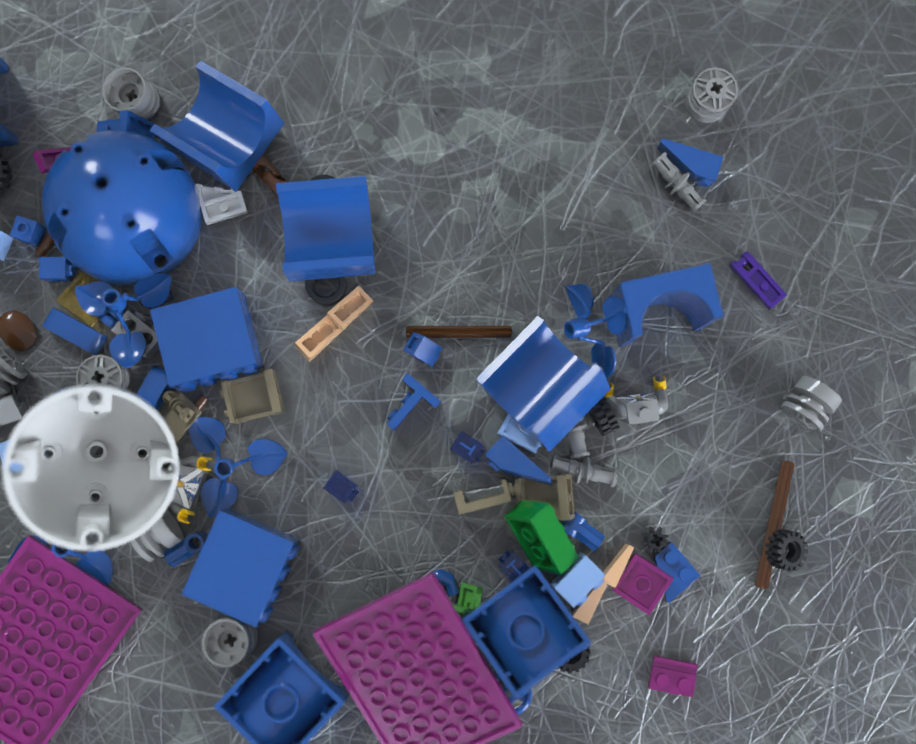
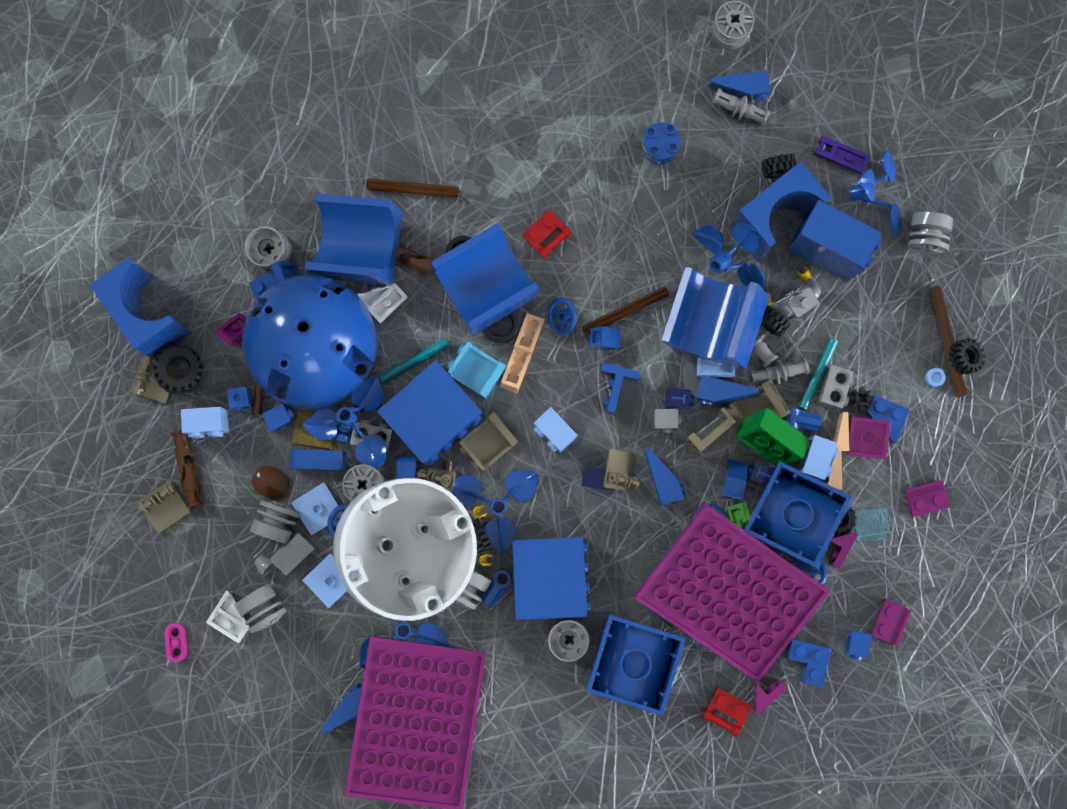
camera: 25 degrees left, 0 degrees up
(48, 376) = (316, 507): none -> light blue plate
(188, 489) = (482, 539): none -> black tyre
(221, 278) = (414, 360): none -> teal piece
(278, 317) = (476, 370): none -> medium azure panel
(308, 106) = (413, 188): none -> reddish brown axle
(323, 418) = (554, 430): none -> light blue brick
(370, 492) = (620, 471): none -> dark tan hinge
(393, 307) = (565, 316): none -> blue piece
(411, 528) = (665, 483): none -> blue slope
(418, 209) = (542, 230): none -> red plate
(444, 463) = (666, 420): none -> light grey brick
(483, 559) = (734, 480): none -> blue slope
(562, 683) = (844, 545): none -> magenta slope
(578, 179) = (660, 143): none -> blue brick
(602, 675) = (872, 525): none -> clear light blue piece
(623, 492) = (818, 373): none -> teal piece
(630, 510) = (831, 385): none -> light grey brick
(684, 258) = (778, 165): none -> black tyre
(707, 365) = (835, 241): none -> blue brick
(742, 554) = (935, 377): none -> light blue tile
(766, 328) = (866, 190): none -> blue plant

